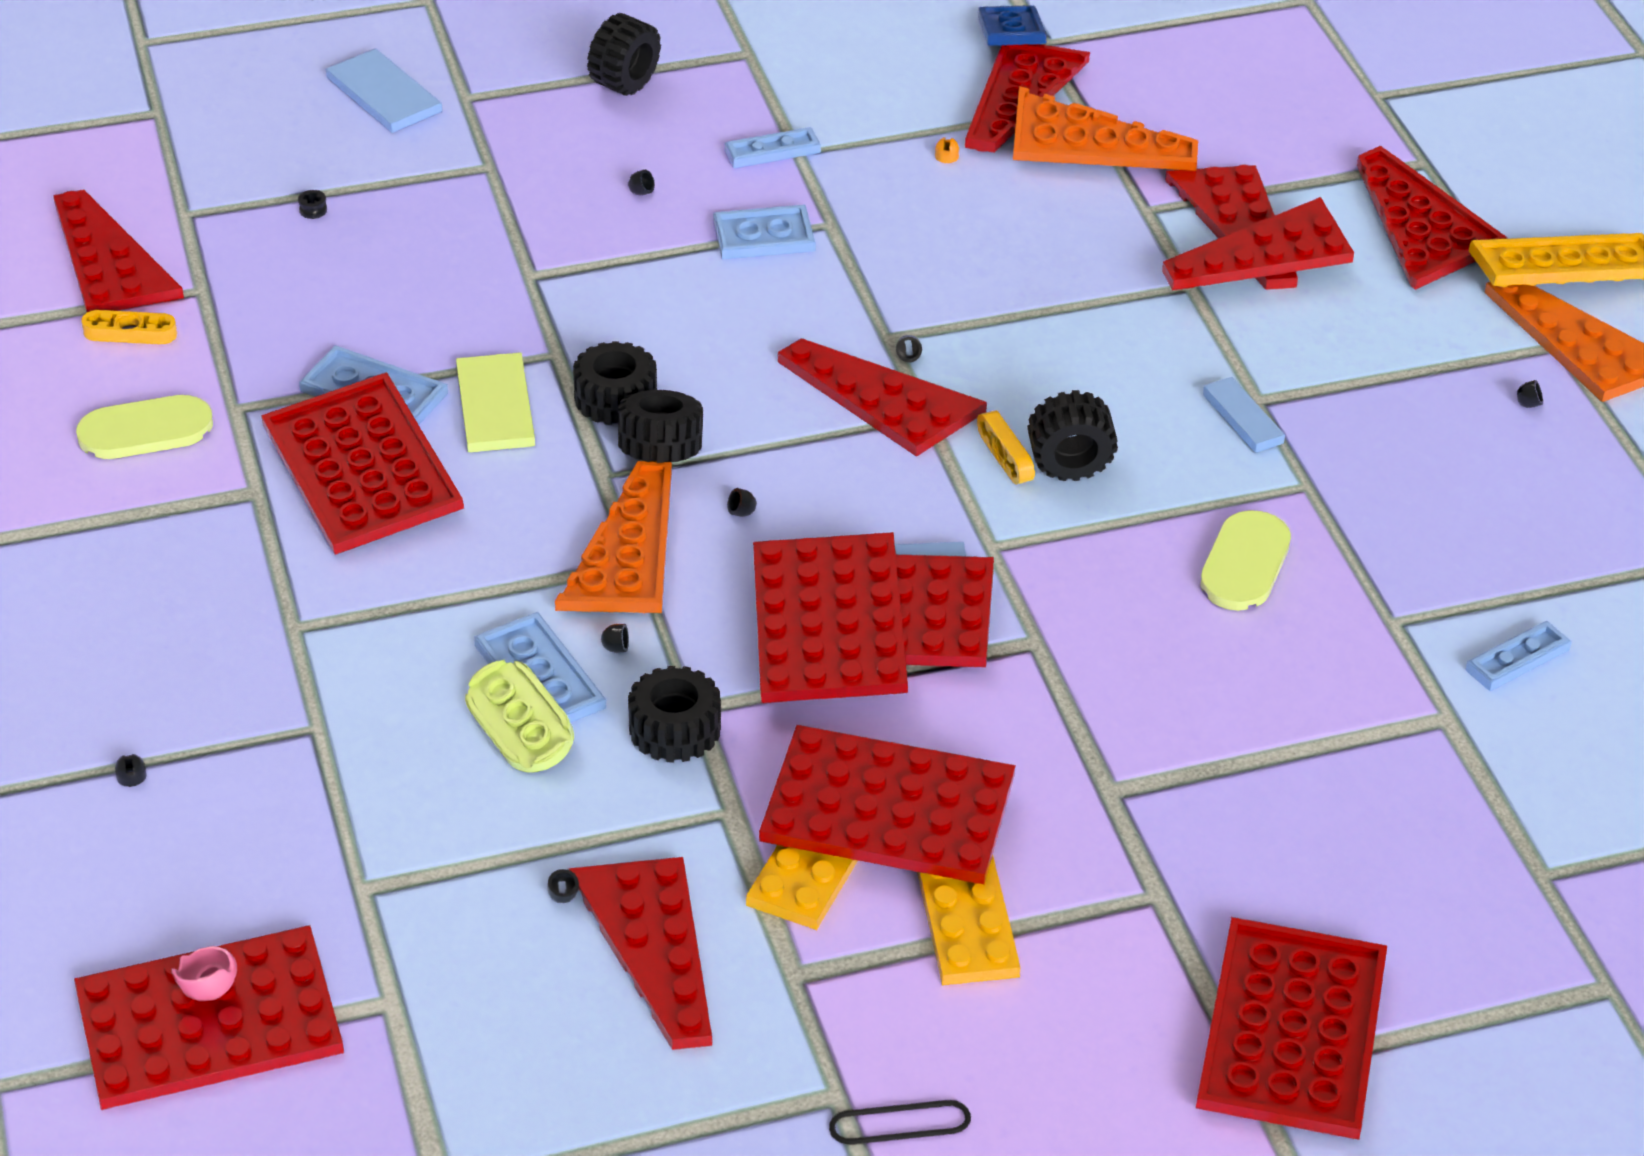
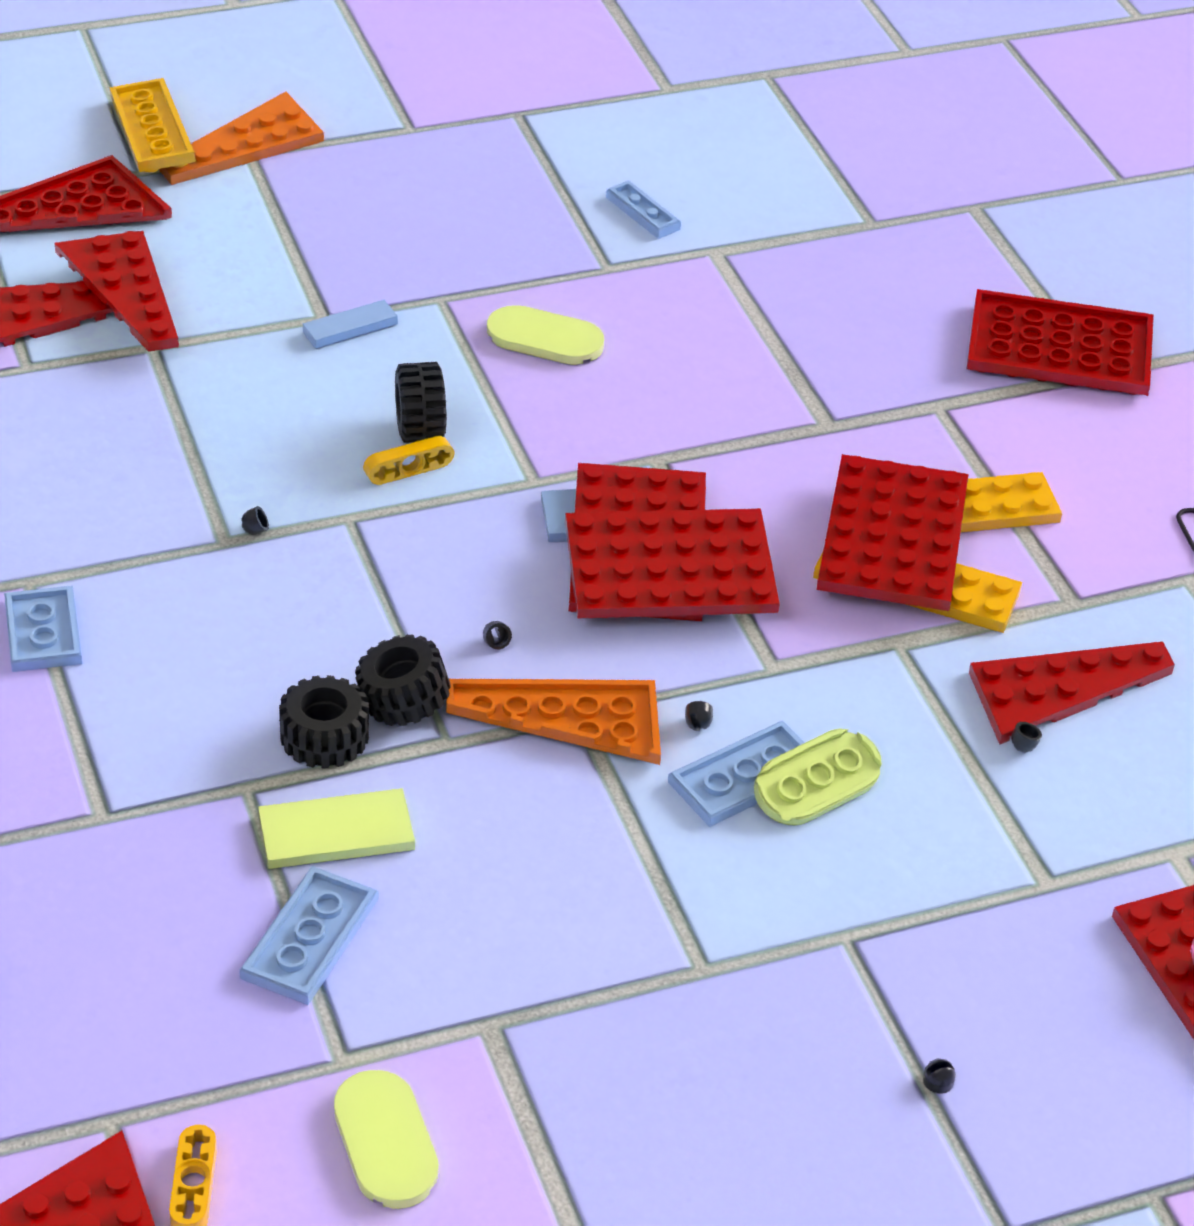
camera: 95 degrees left, 0 degrees up
(362, 463) = (456, 922): red plate -> none
(674, 714) = (806, 664): black tyre -> none
(892, 402) = (330, 536): red wing -> none
(1530, 394) = (326, 167): black hinge -> none

